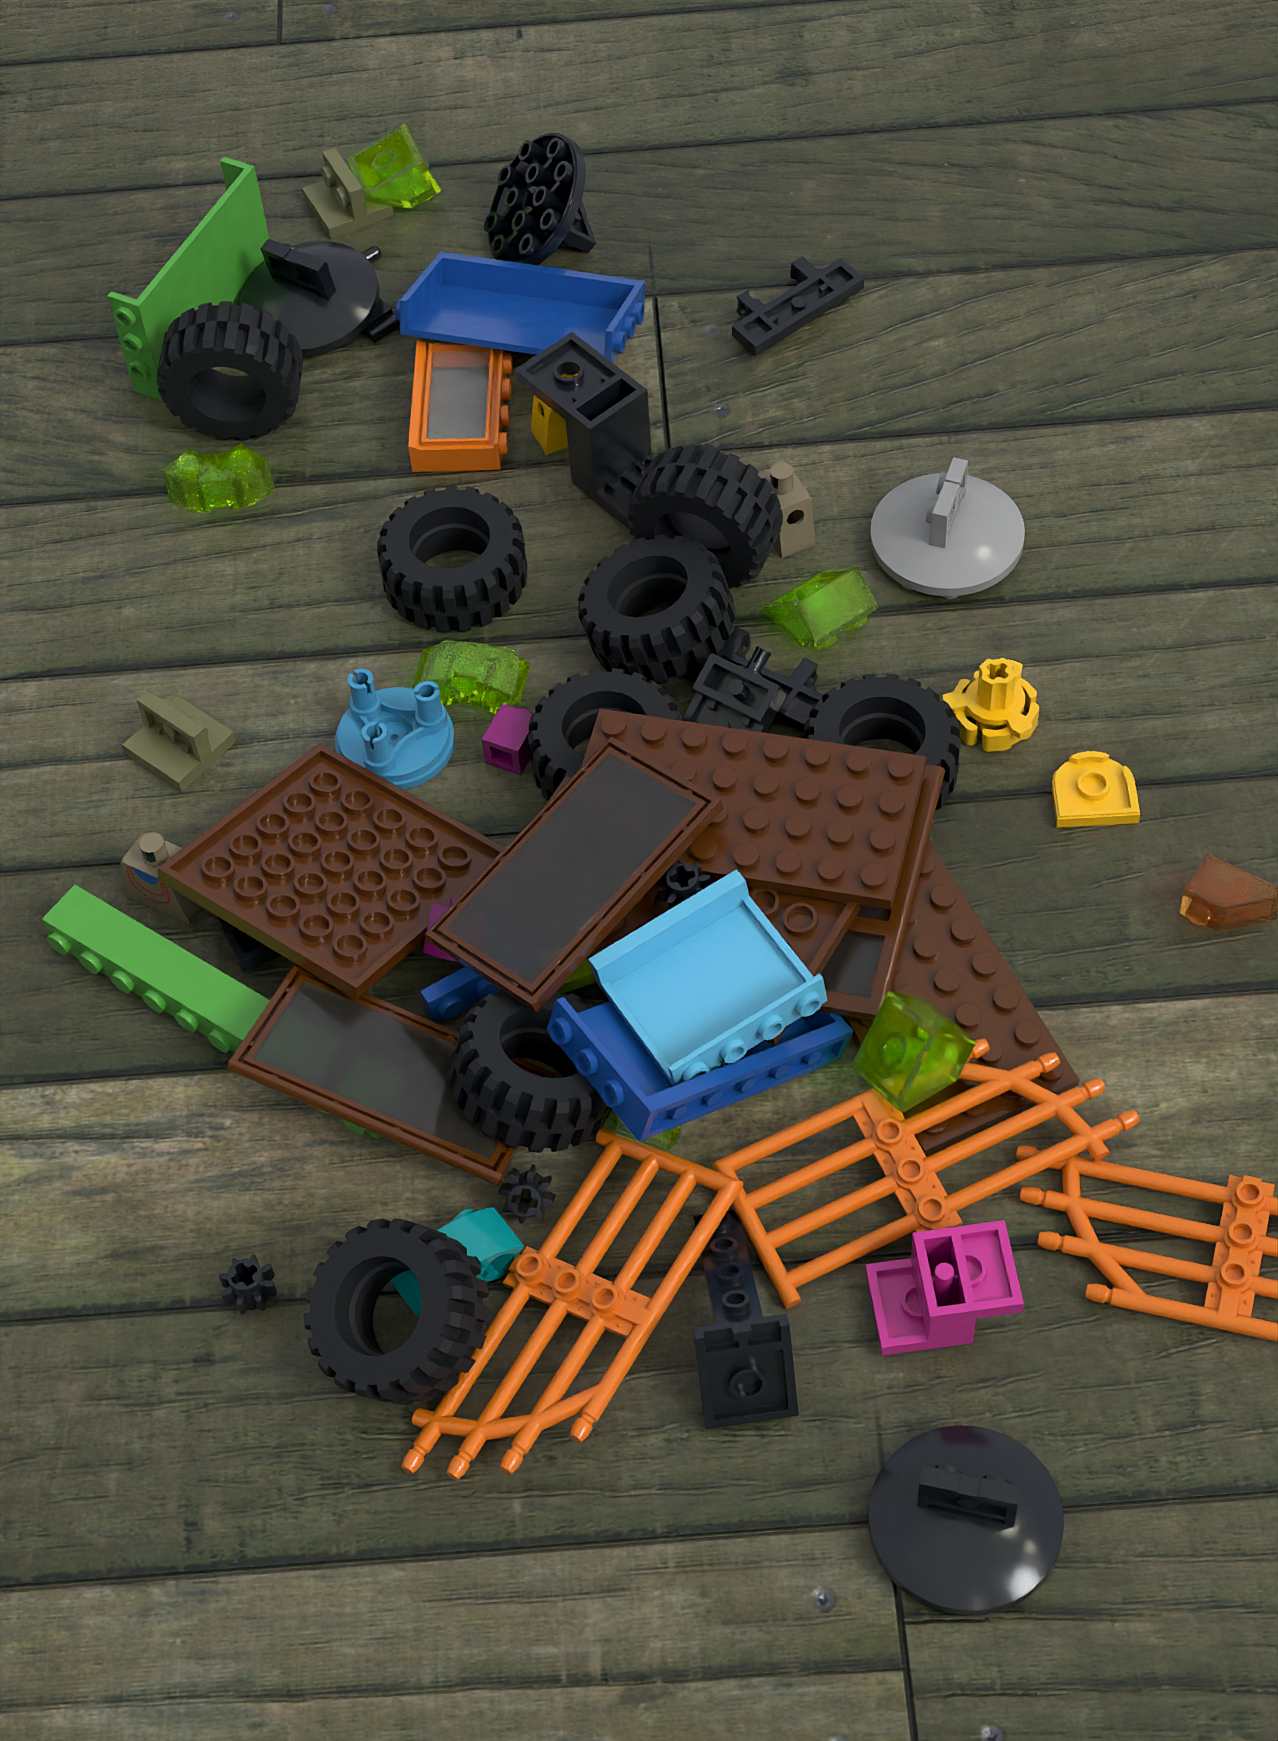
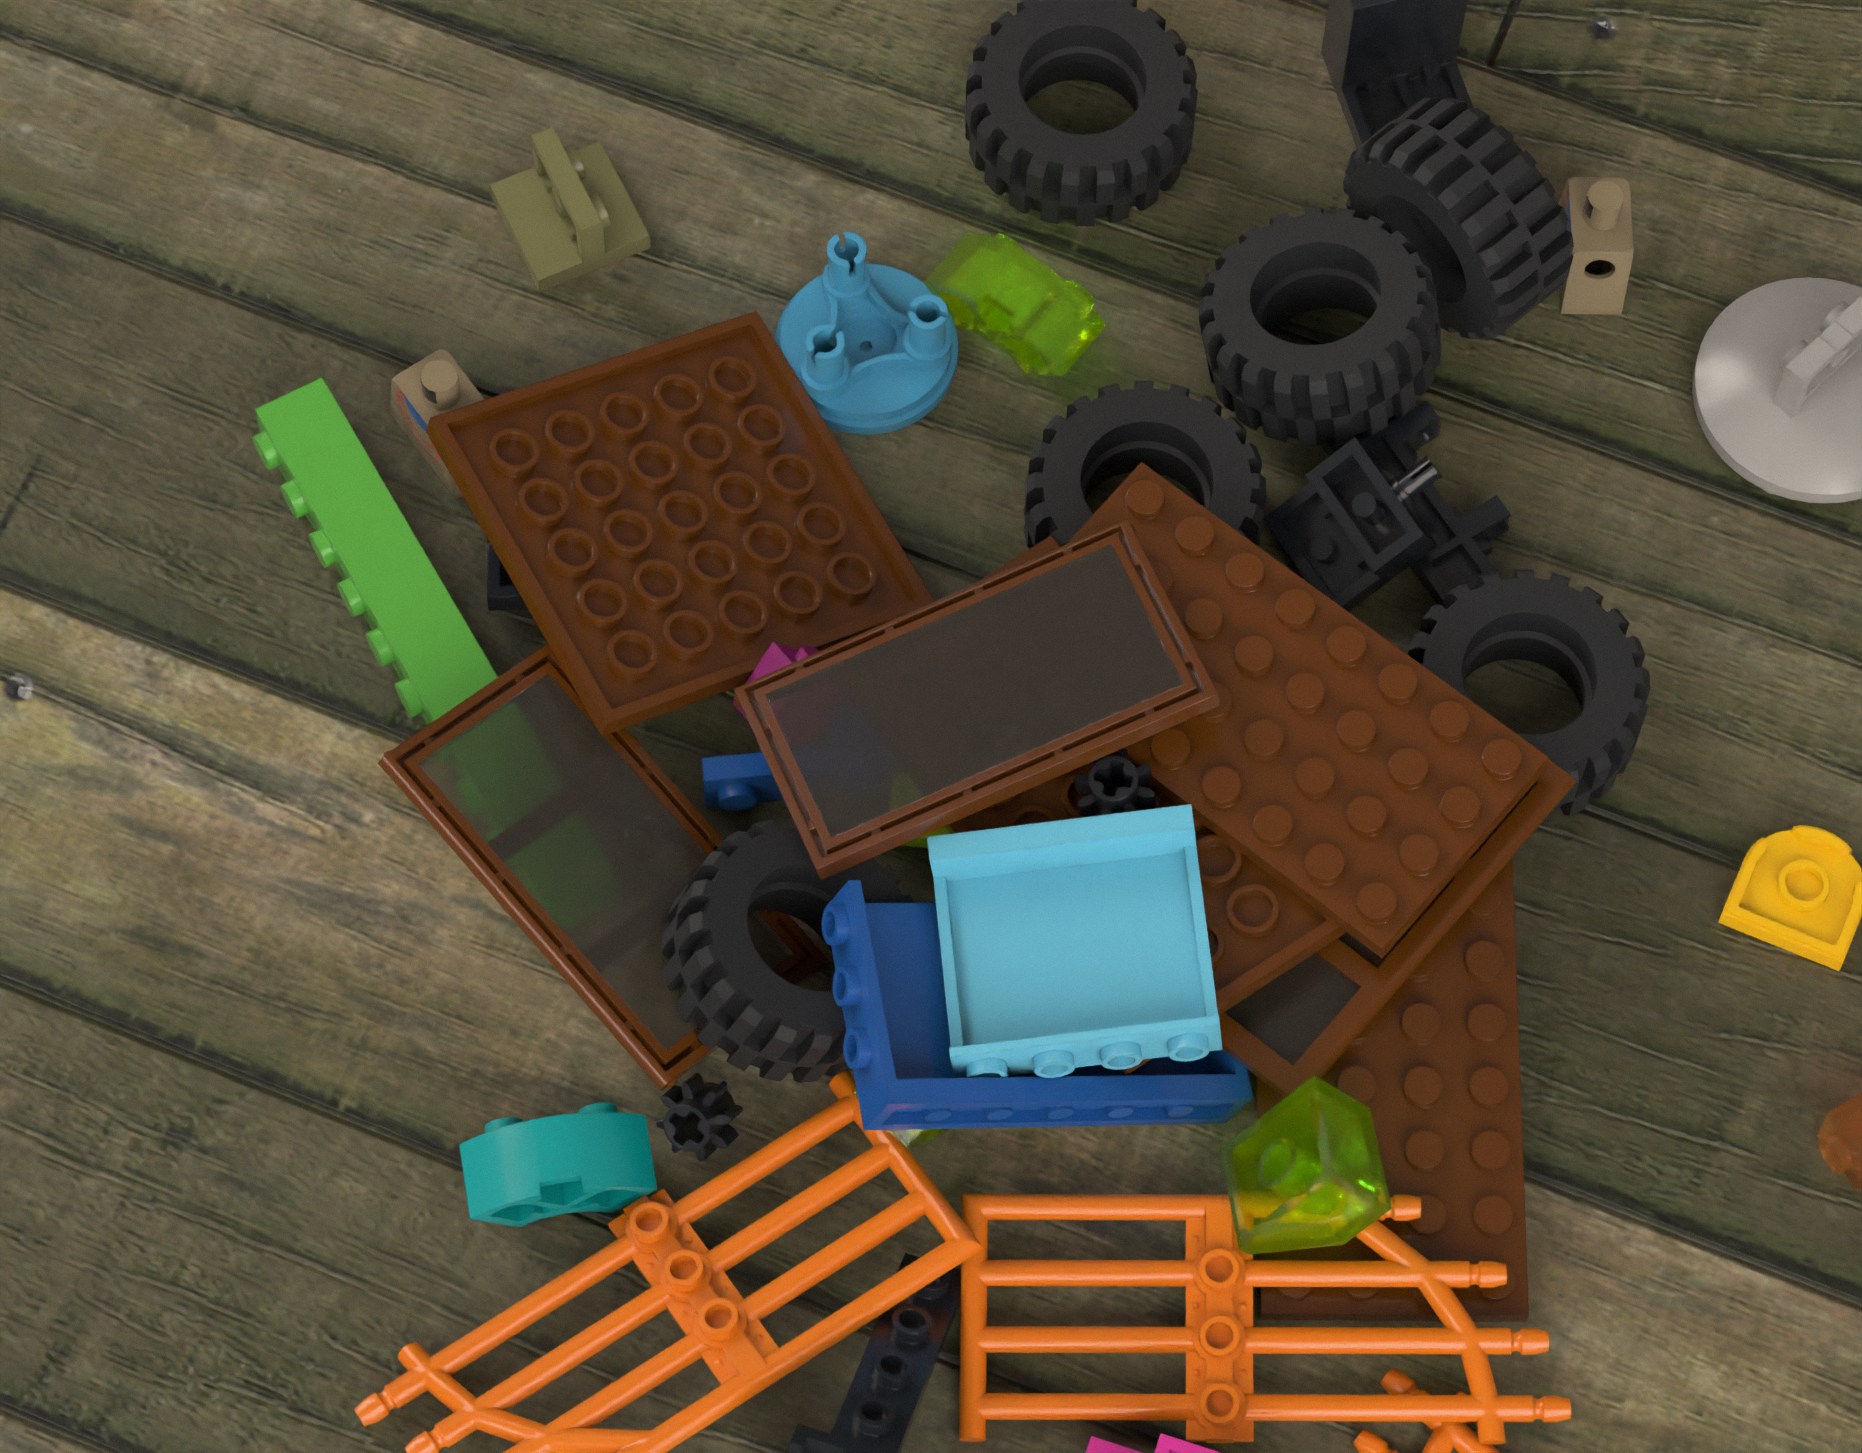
camera: 20 degrees right, 10 degrees up
(250, 1296) = (272, 1047): black gear -> none
(346, 1299) = (370, 1183): black tyre -> none
(507, 741) = (1015, 424): magenta brick -> none
(823, 607) = (1569, 425): clear neon green slope -> none
(996, 704) = (1729, 696): yellow piece -> none

